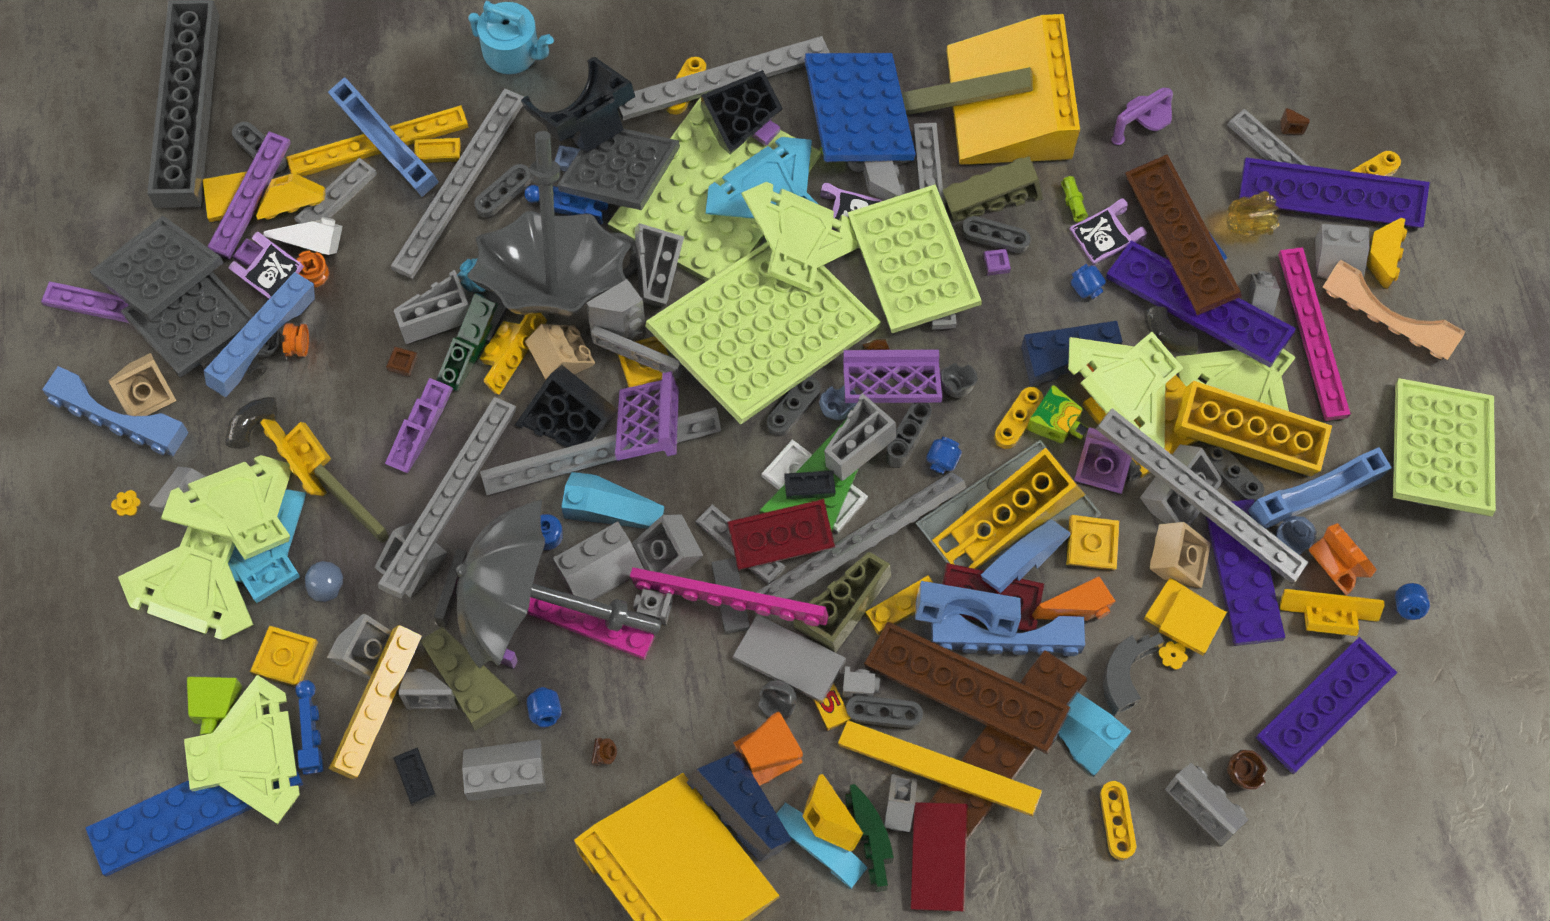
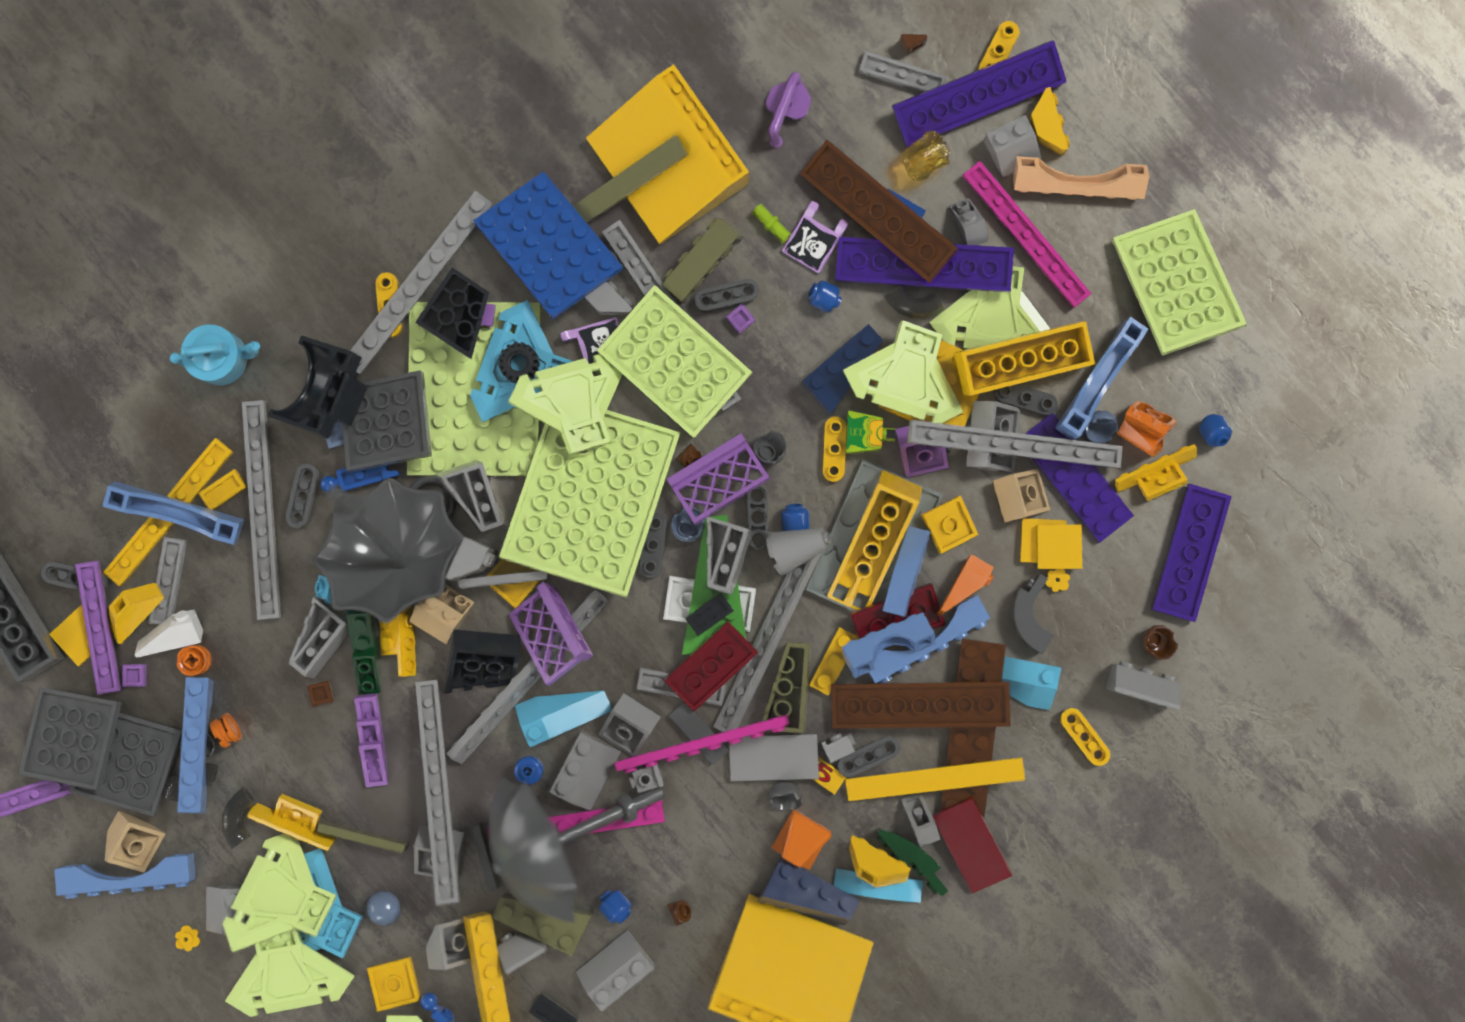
camera: 25 degrees left, 20 degrees up
(269, 268) = (162, 682): flag -> none
(772, 168) = (518, 349): none -> black tyre
(930, 473) = (796, 547): none -> light grey cone

